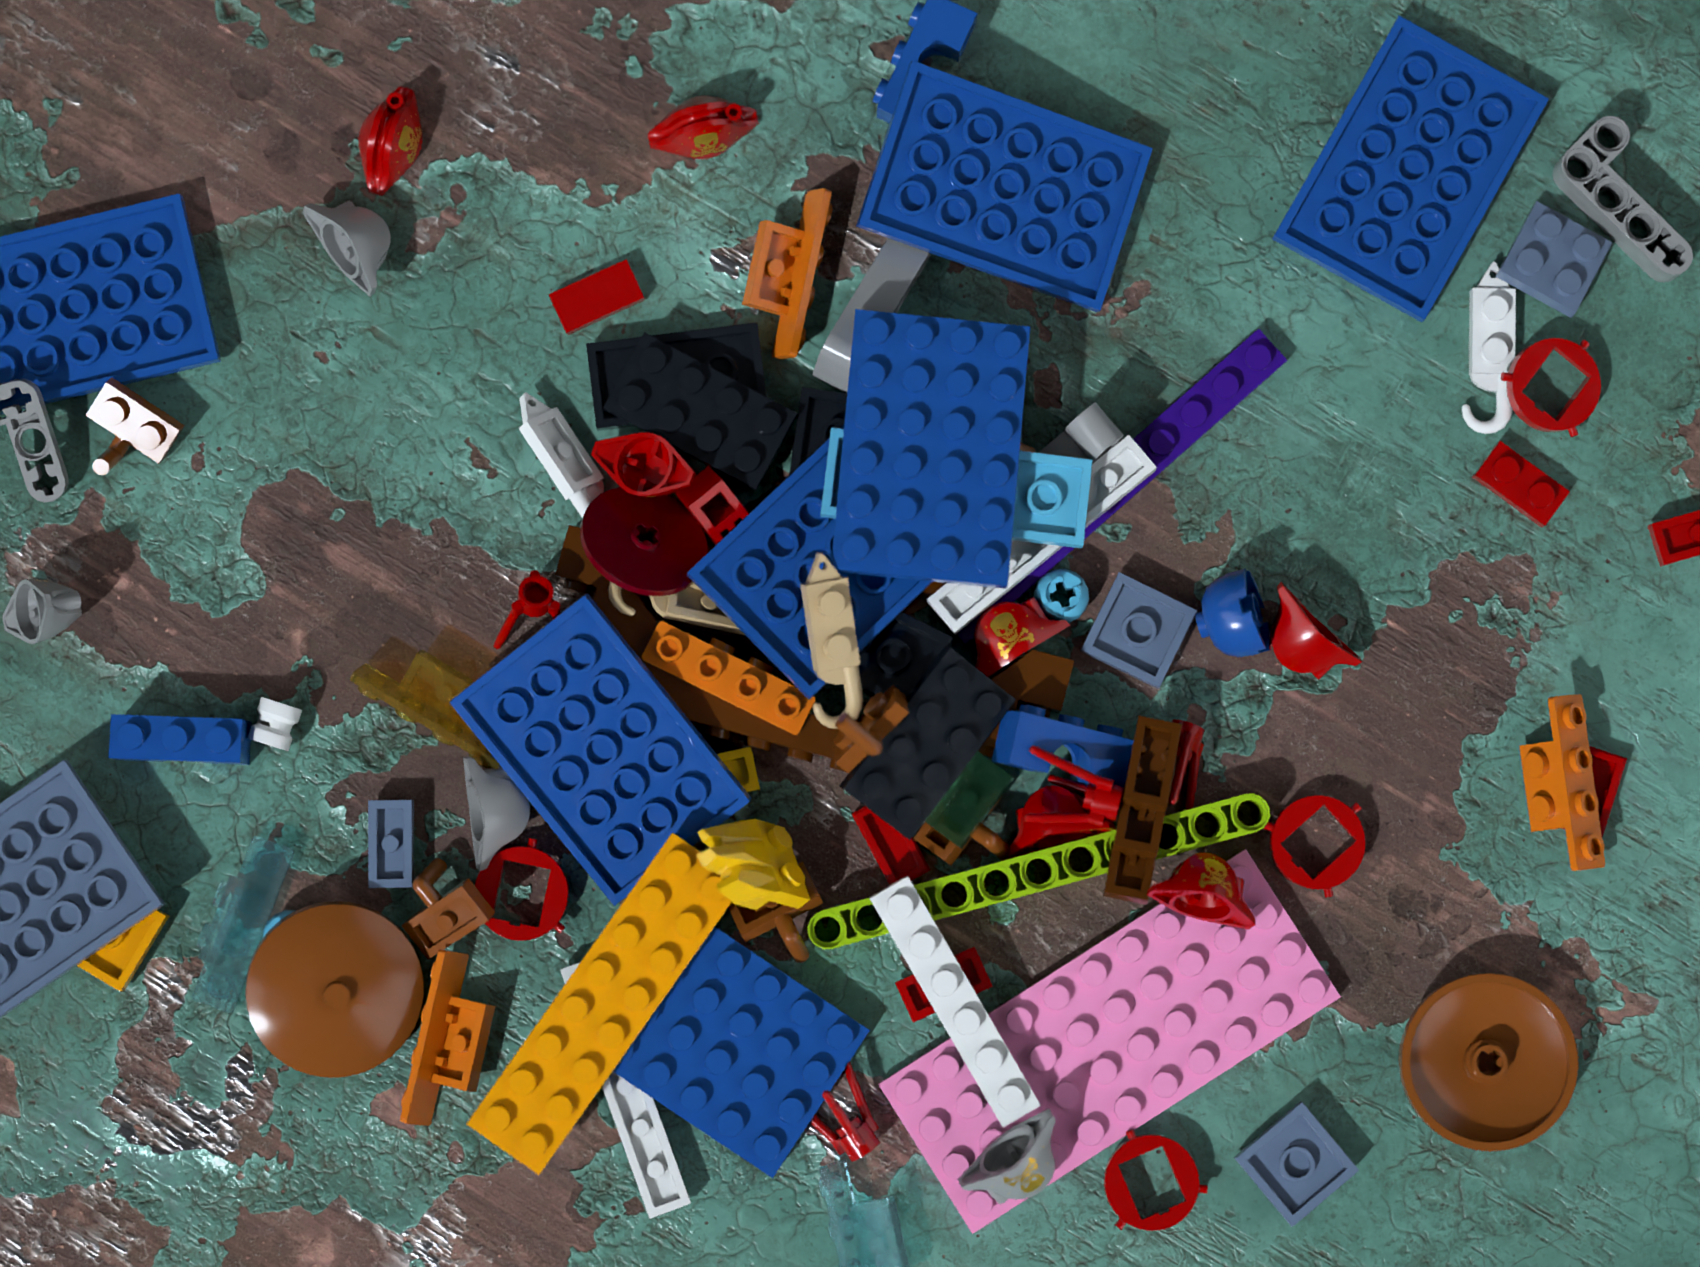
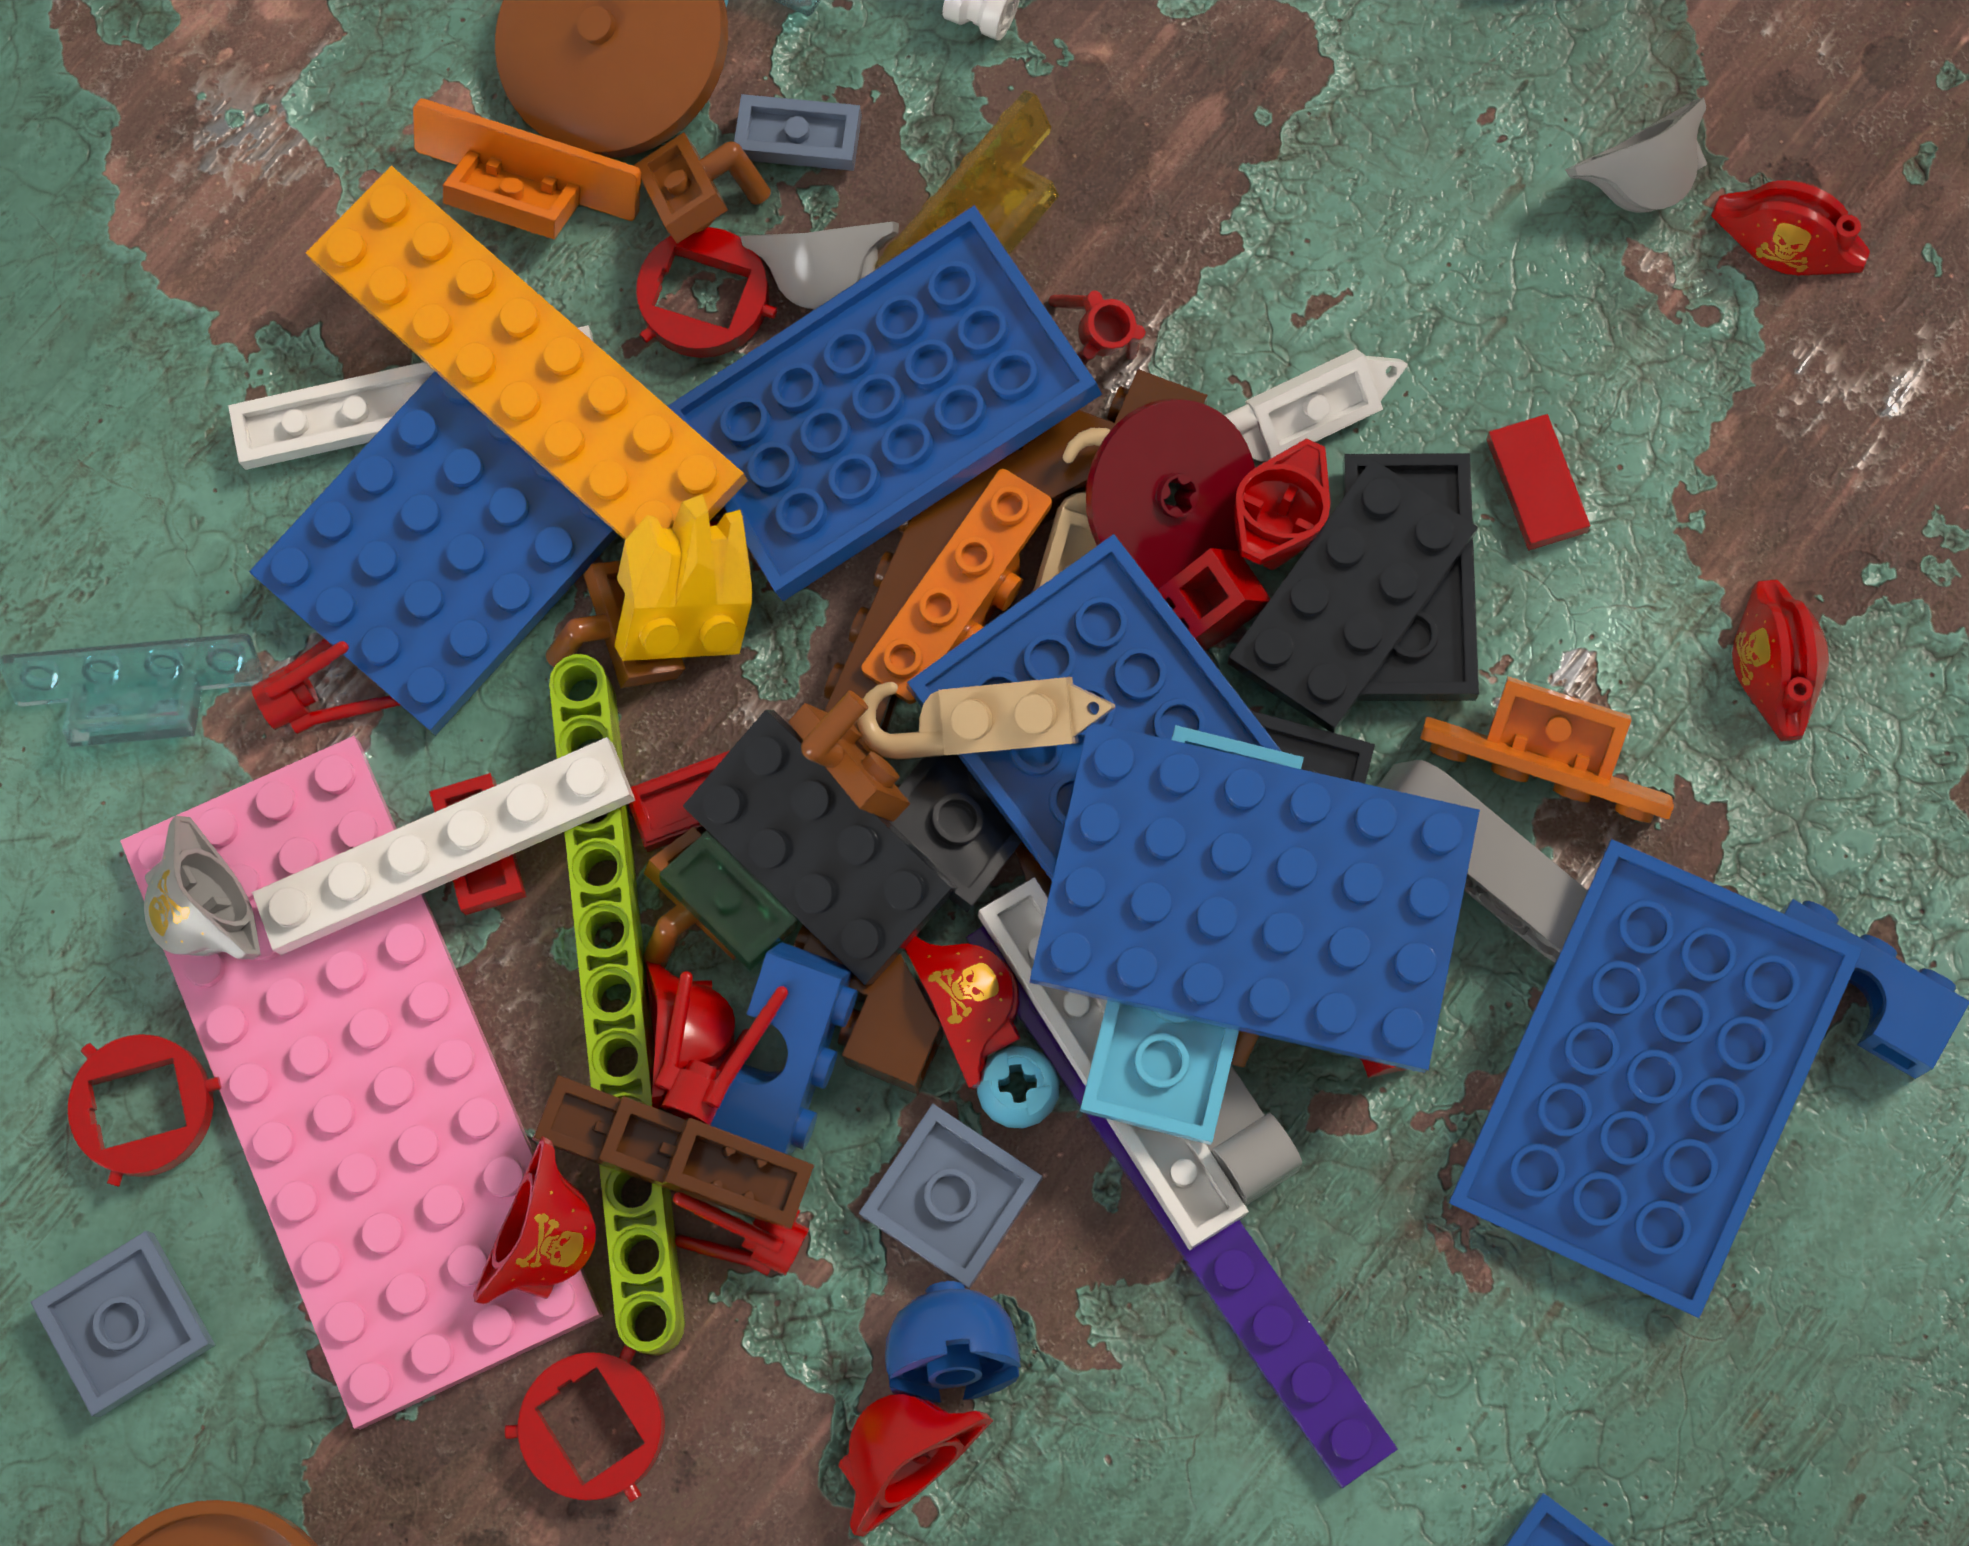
camera: 105 degrees right, 10 degrees down
(743, 767) = (829, 598): yellow plate -> none

